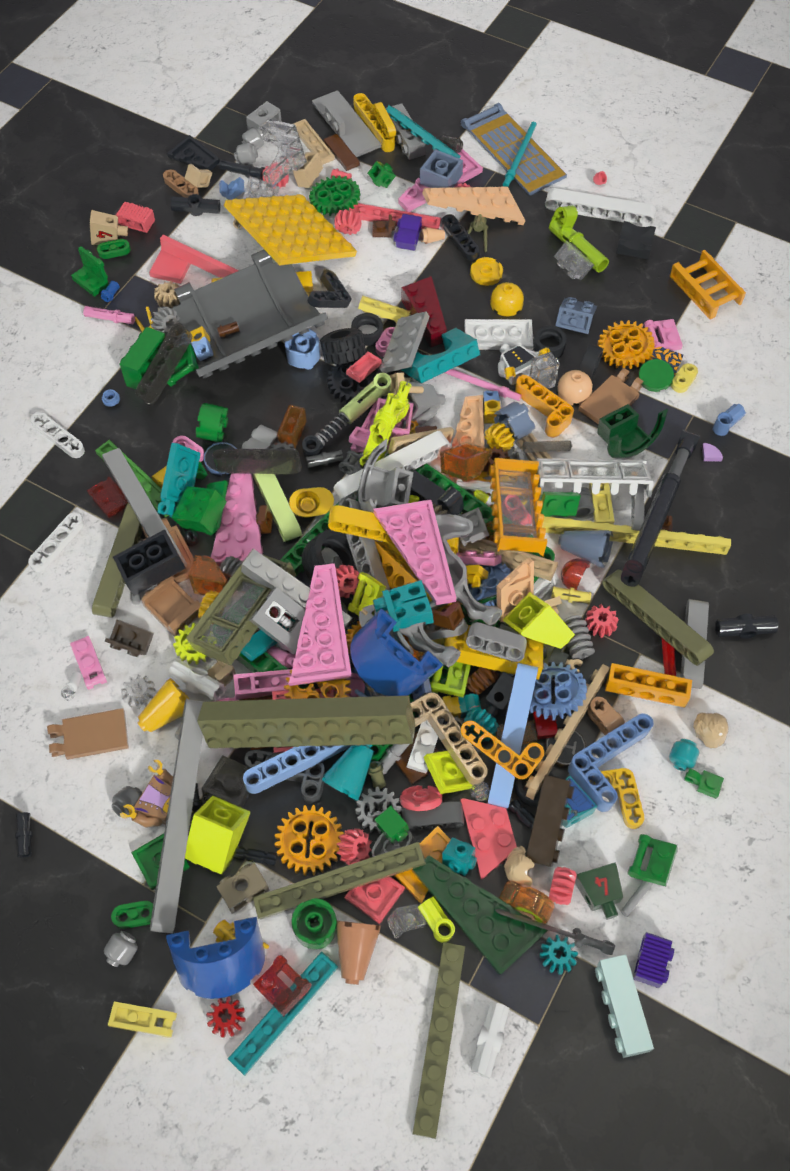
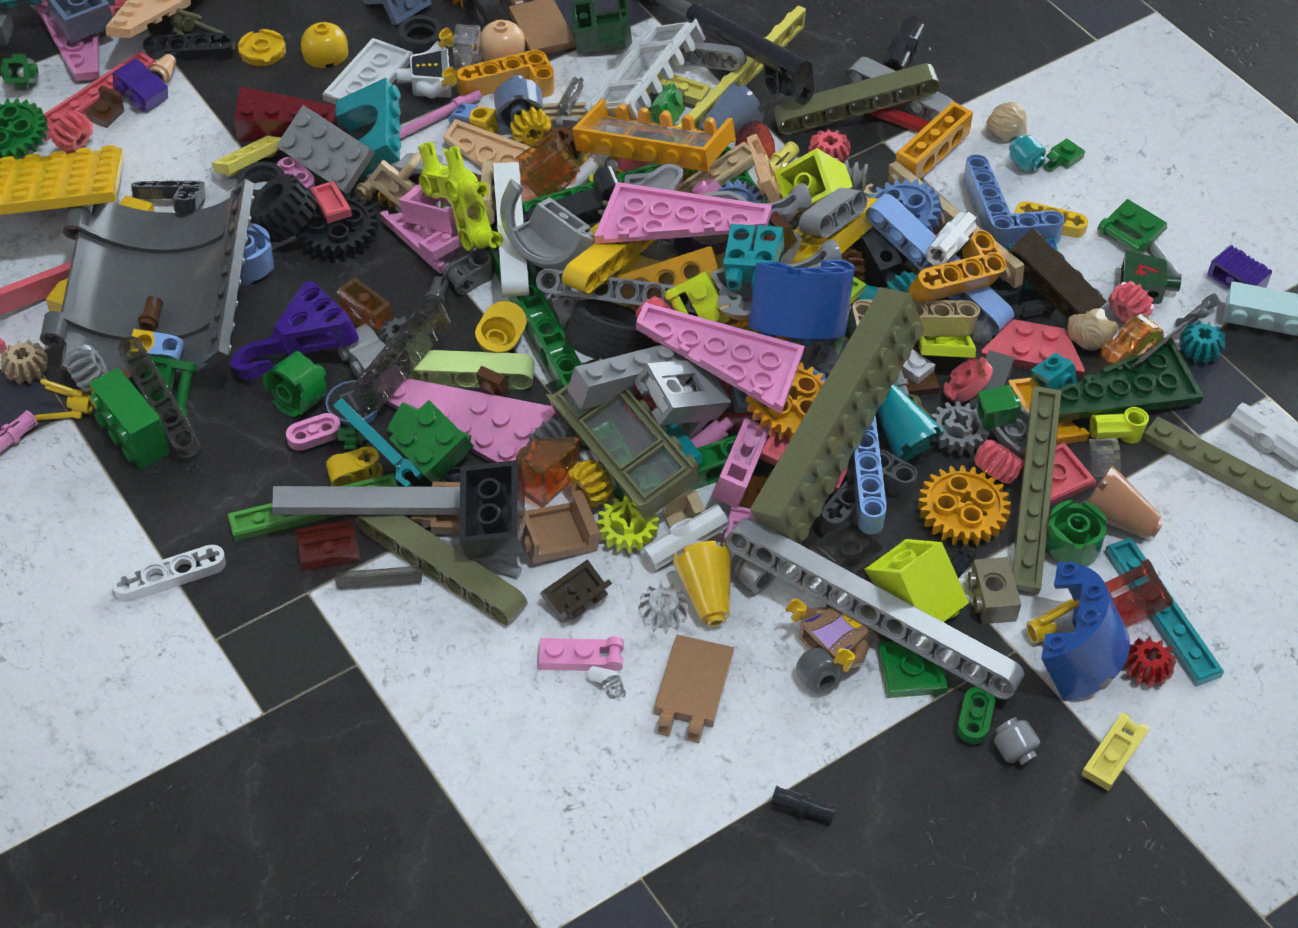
camera: 65 degrees left, 10 degrees down
(53, 540) = (361, 629): white beam -> none
(98, 532) = (378, 577): none -> clear smoke axle
(110, 398) = (153, 489): medium blue plate -> none
(257, 411) = (296, 322): none -> dark purple piece
(348, 413) = (391, 243): piece -> none
(526, 730) = (951, 238): none -> white piece
(606, 717) = (954, 192): medium nougat piece -> none

